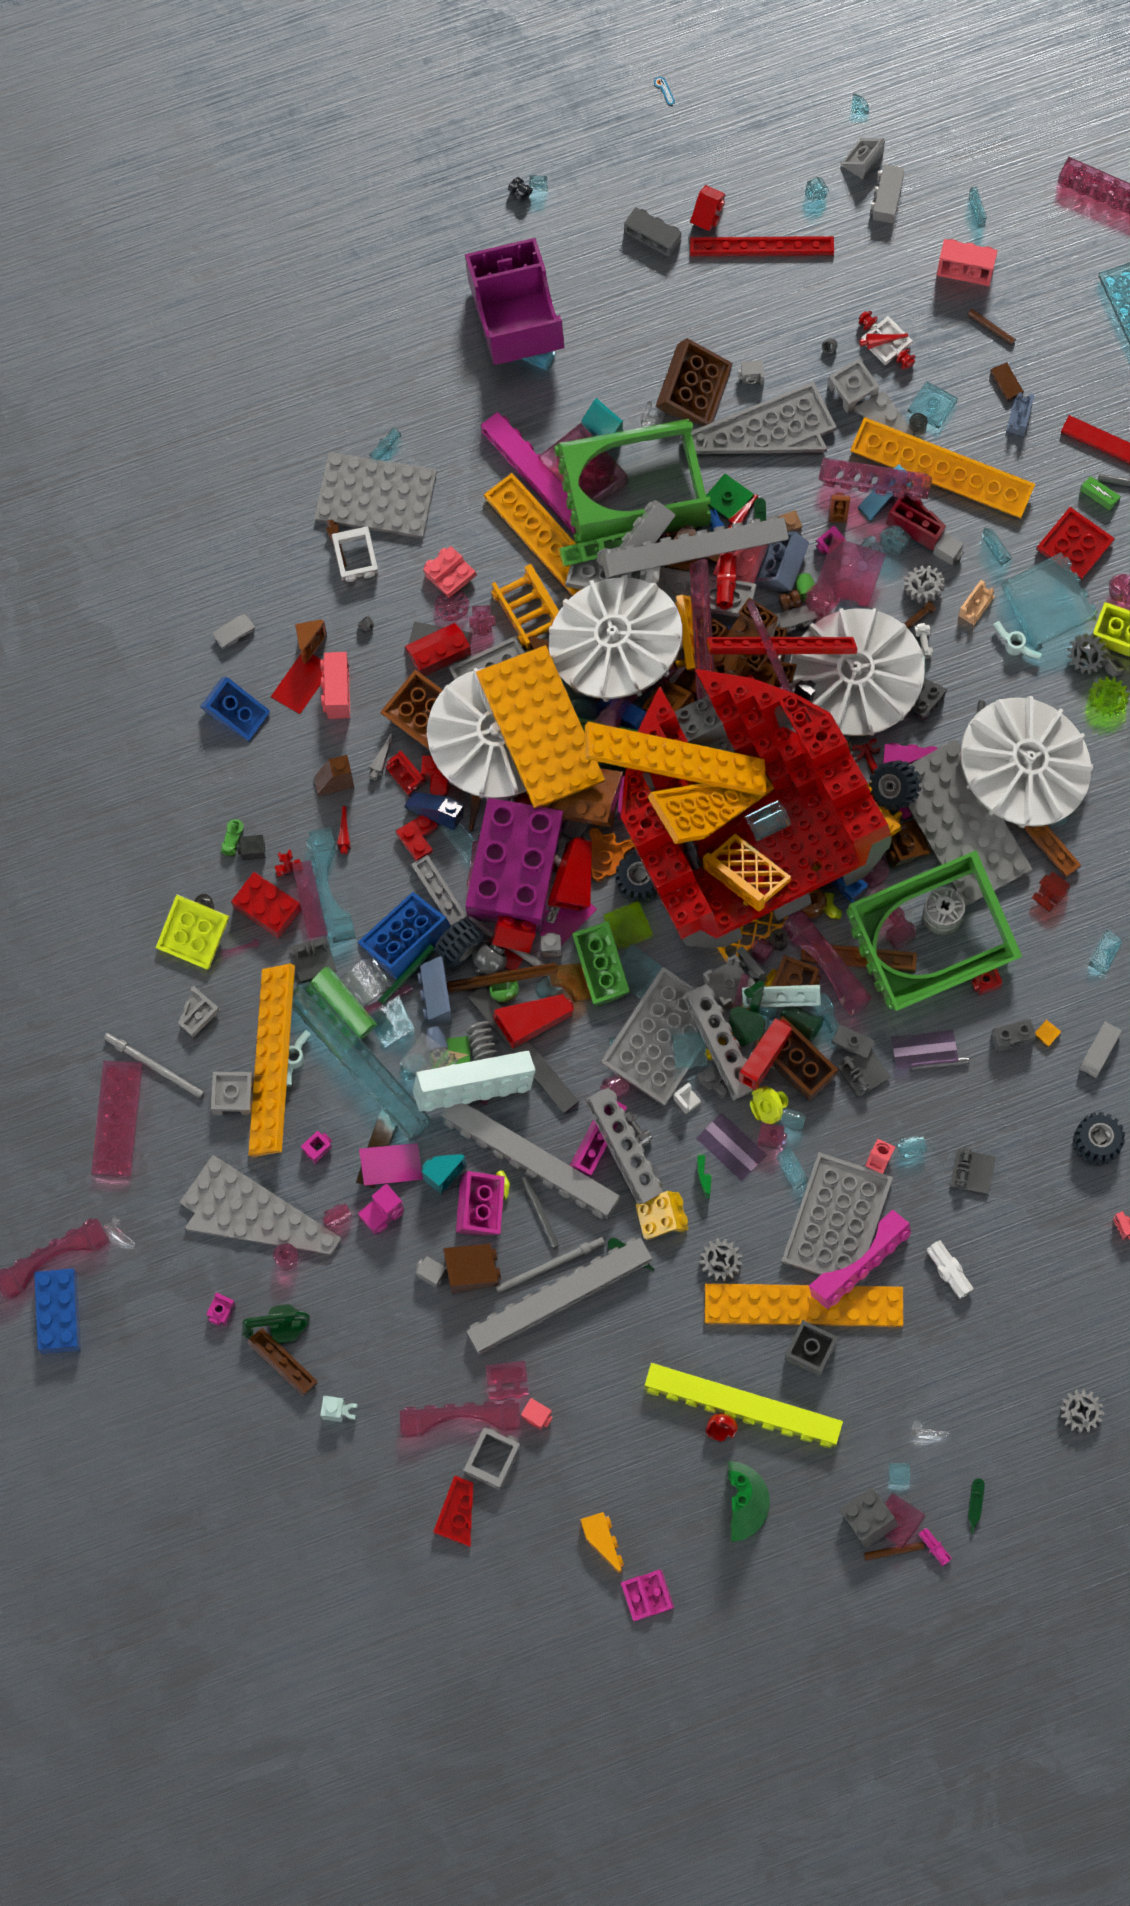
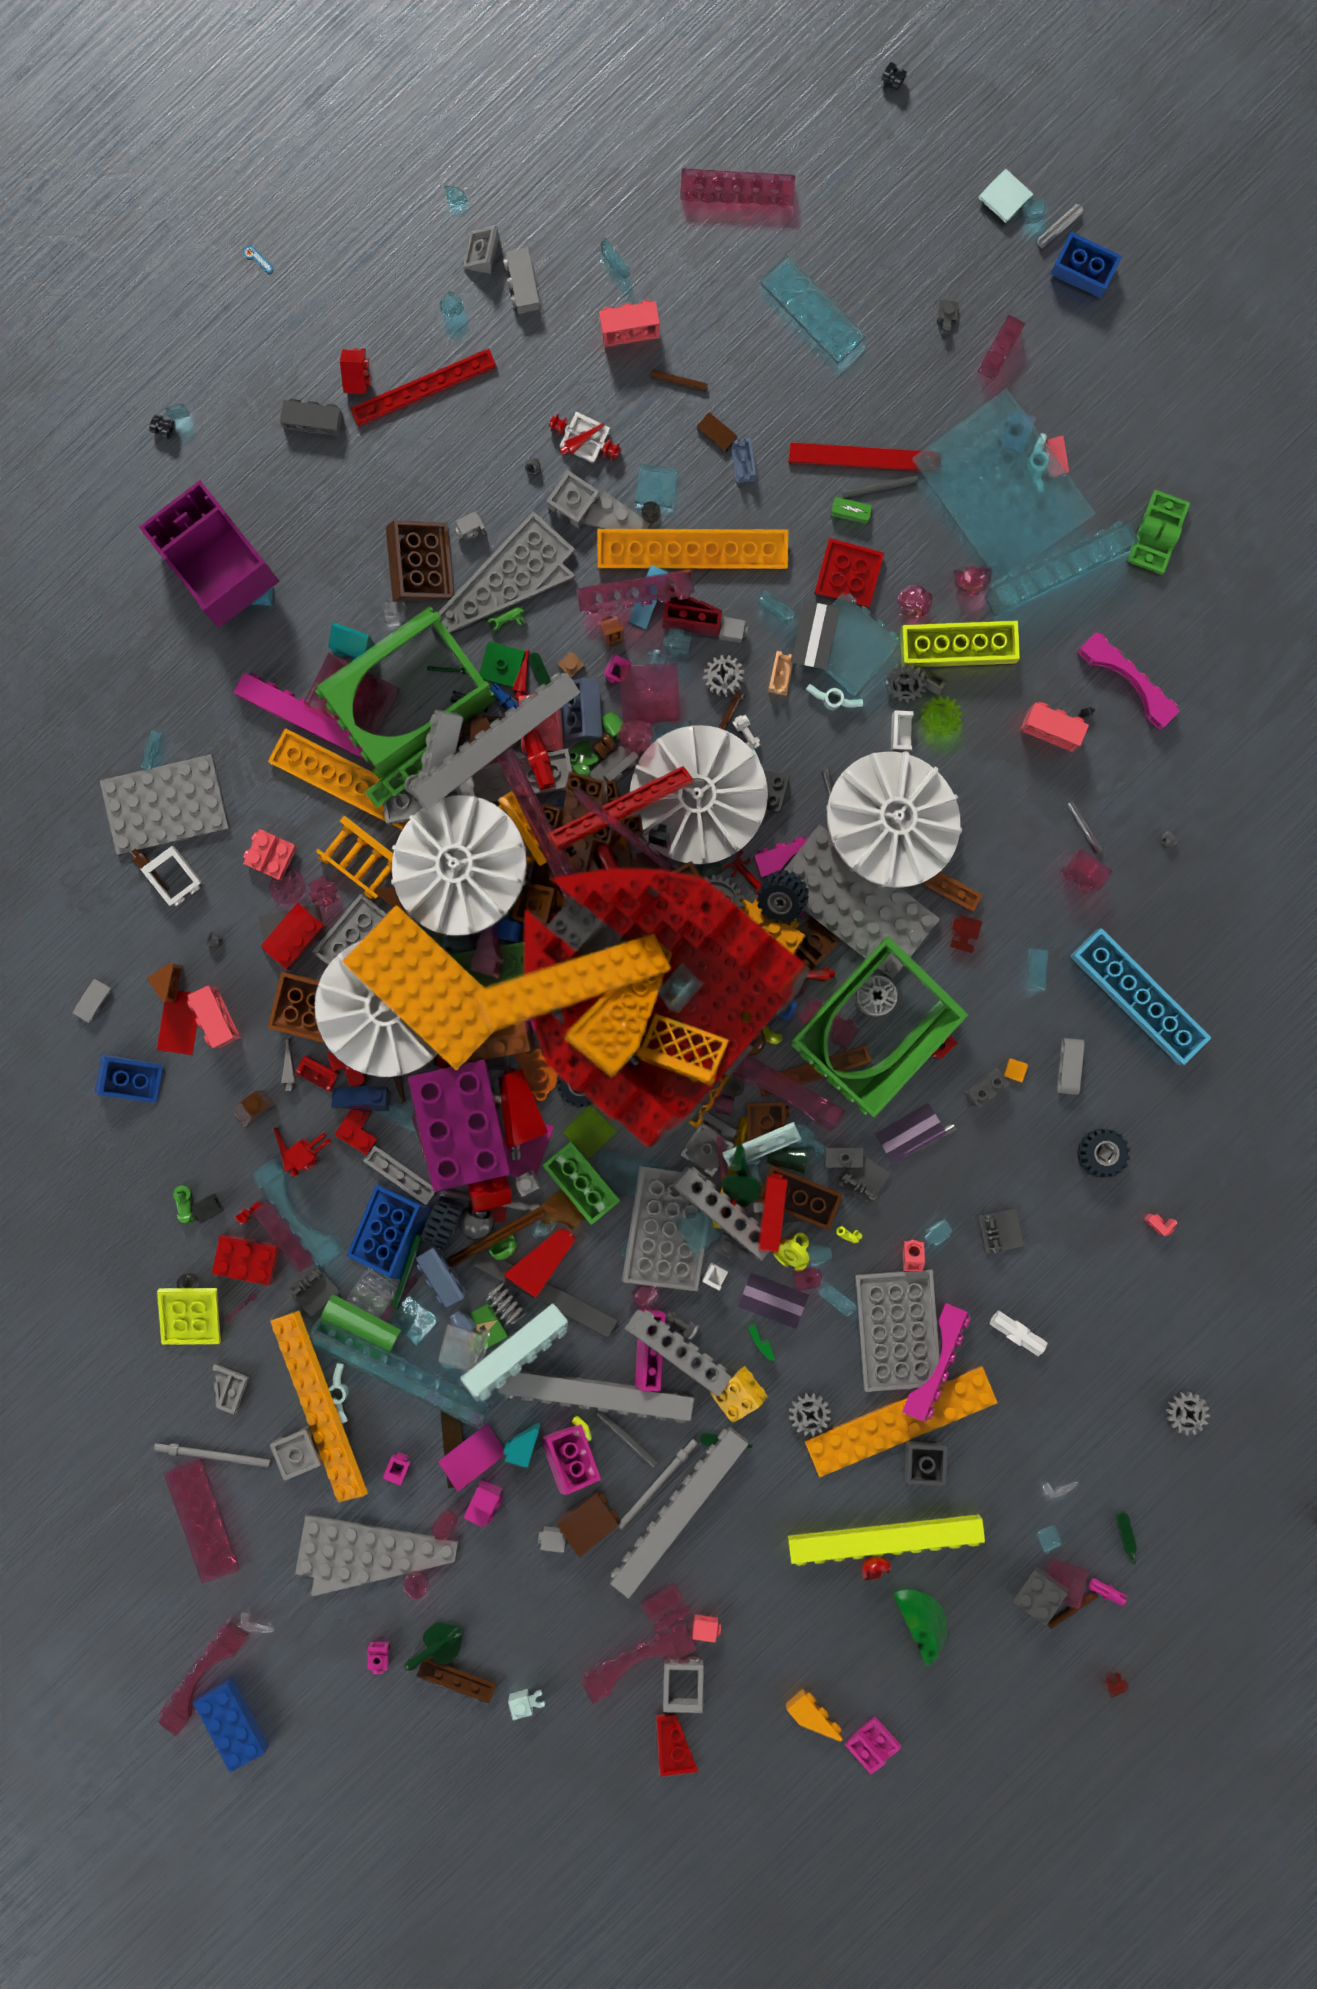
camera: 25 degrees left, 15 degrees up
(363, 834) = (303, 1153): none -> red brick
(663, 476) = (432, 668): none -> dark green hinge
(755, 460) = (515, 614): none -> bright green piece
(768, 599) = (583, 757): none -> bright green plate
(825, 1114) = (851, 1237): none -> neon yellow arm
(897, 872) = (821, 974): none -> red piece
(906, 1640) = (1118, 1687): none -> clear red tile
(1021, 579) = (815, 635): none -> dark grey sticker
(1067, 693) = (901, 731): none -> white panel

